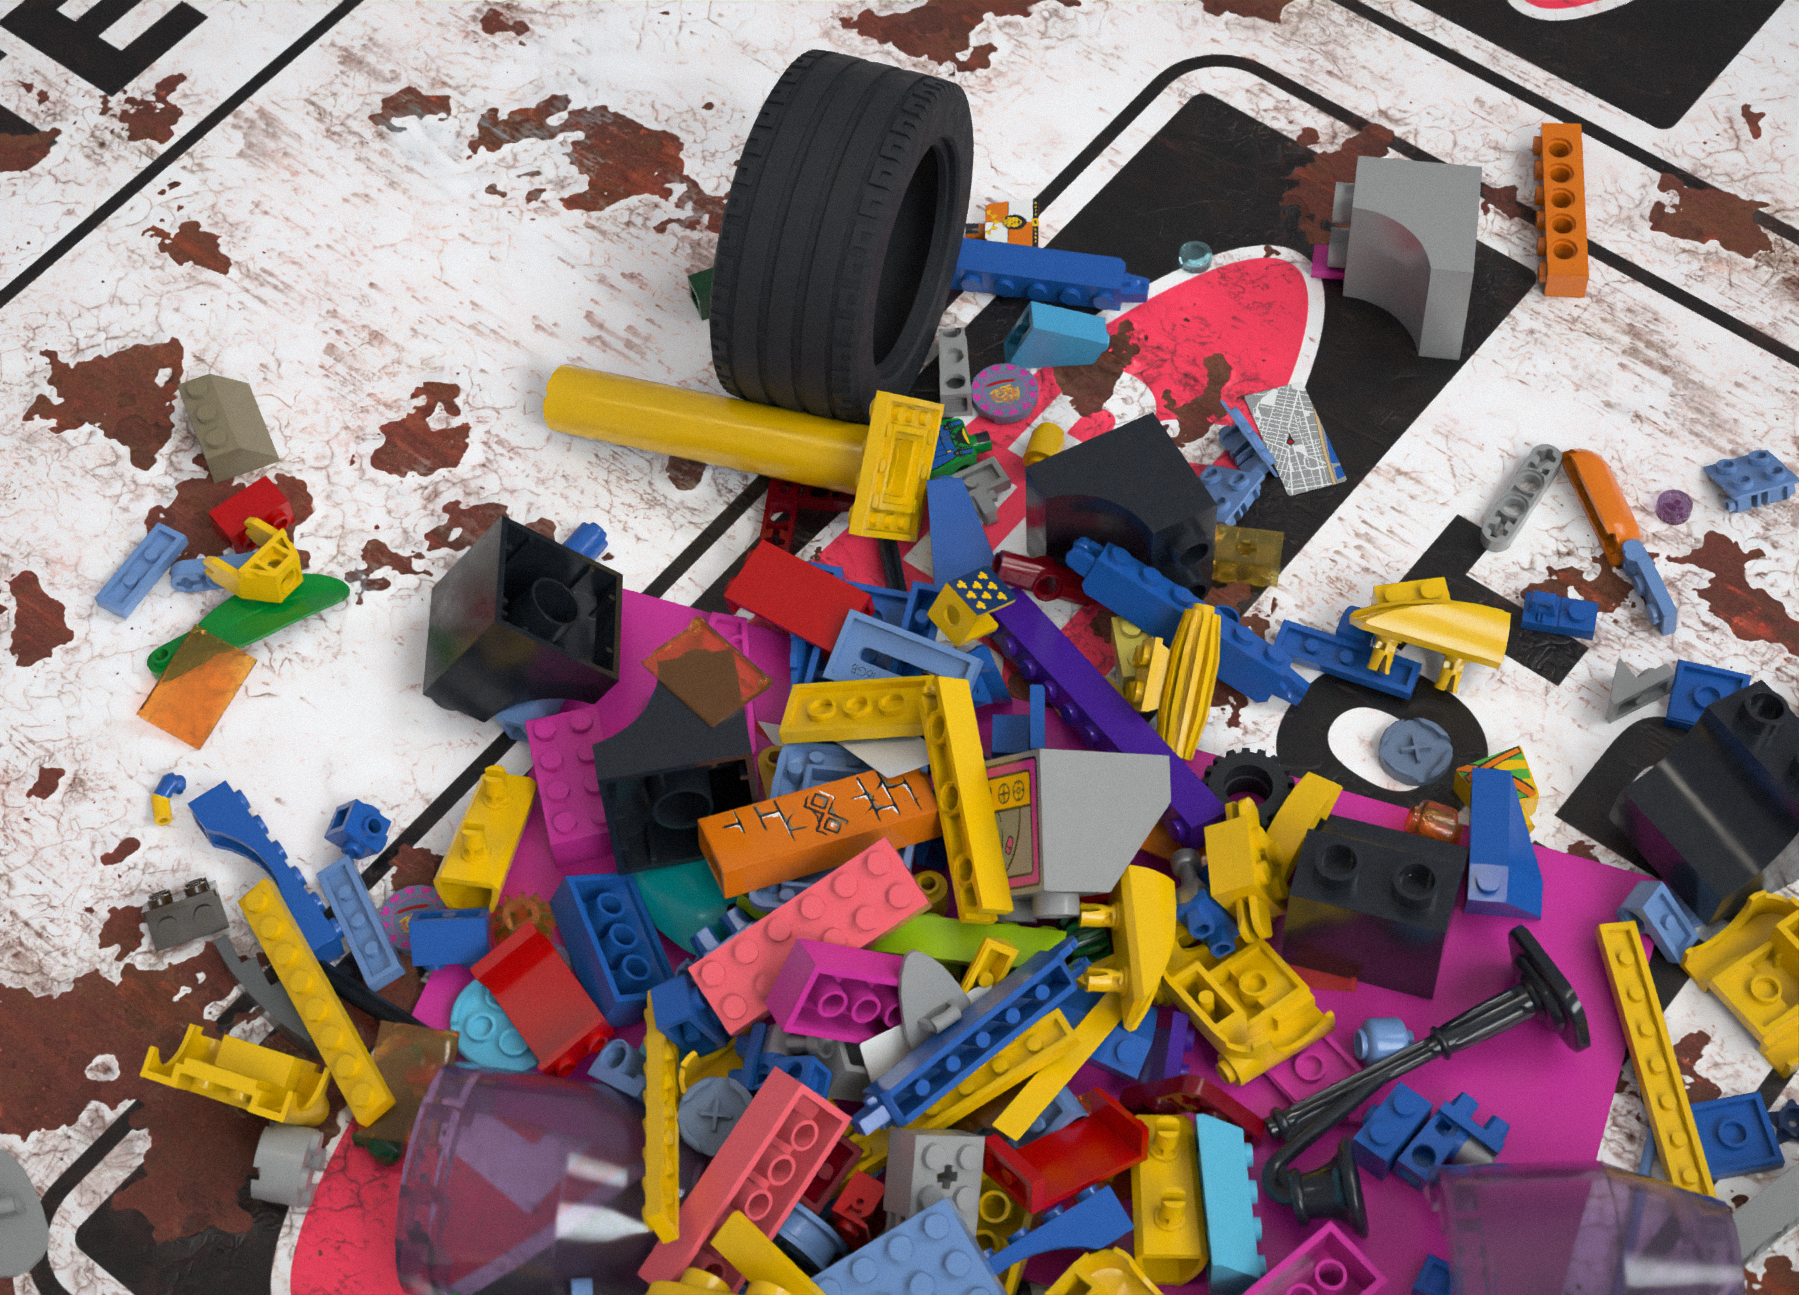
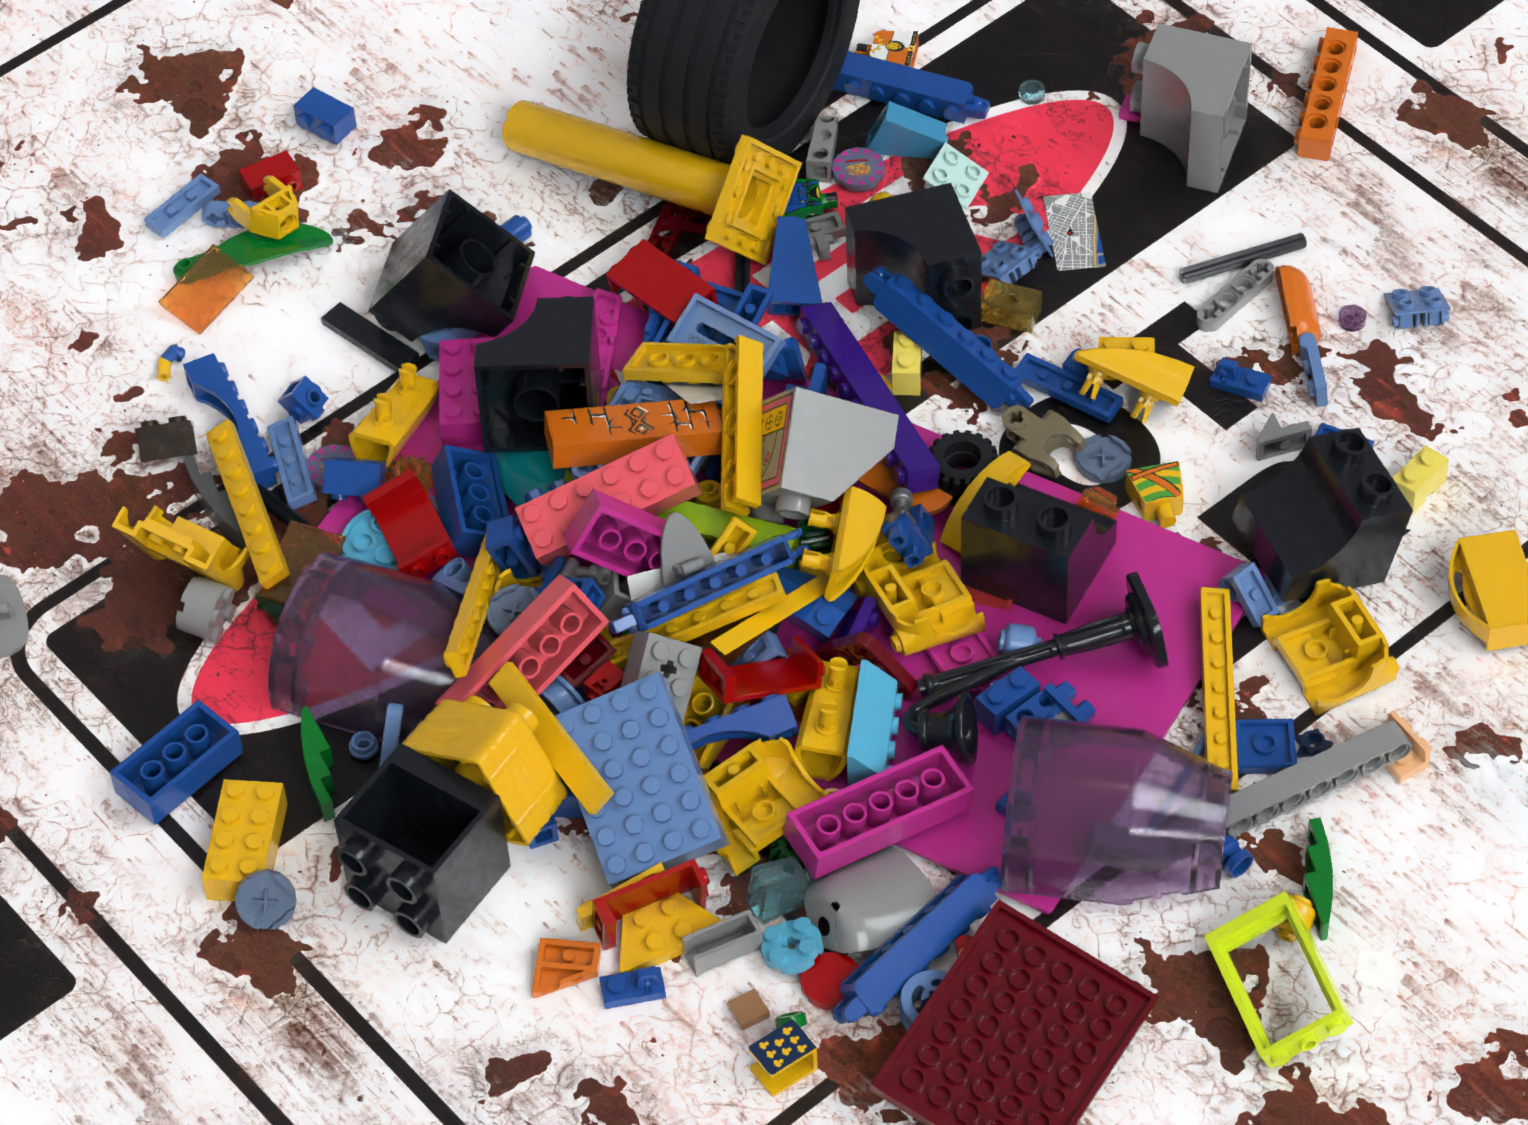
camera: 10 degrees right, 5 degrees down
(227, 426) = (266, 114): dark tan slope -> none
(305, 419) = (324, 116): none -> blue brick
(427, 723) = (369, 337): none -> black tile
(707, 672) = (570, 308): clear orange piece -> none
(965, 605) = (786, 298): piece -> none
(1028, 573) = (836, 291): dark red piece -> none
(1128, 385) = (957, 169): none -> light aqua hinge
(1179, 679) = (931, 377): yellow plate -> none
(1246, 870) = (939, 504): yellow brick -> none
(1330, 736) = (1039, 437): none -> dark tan piece
(1501, 859) = (1141, 530): blue wedge -> none
(1516, 445) = (1242, 258): none -> black axle

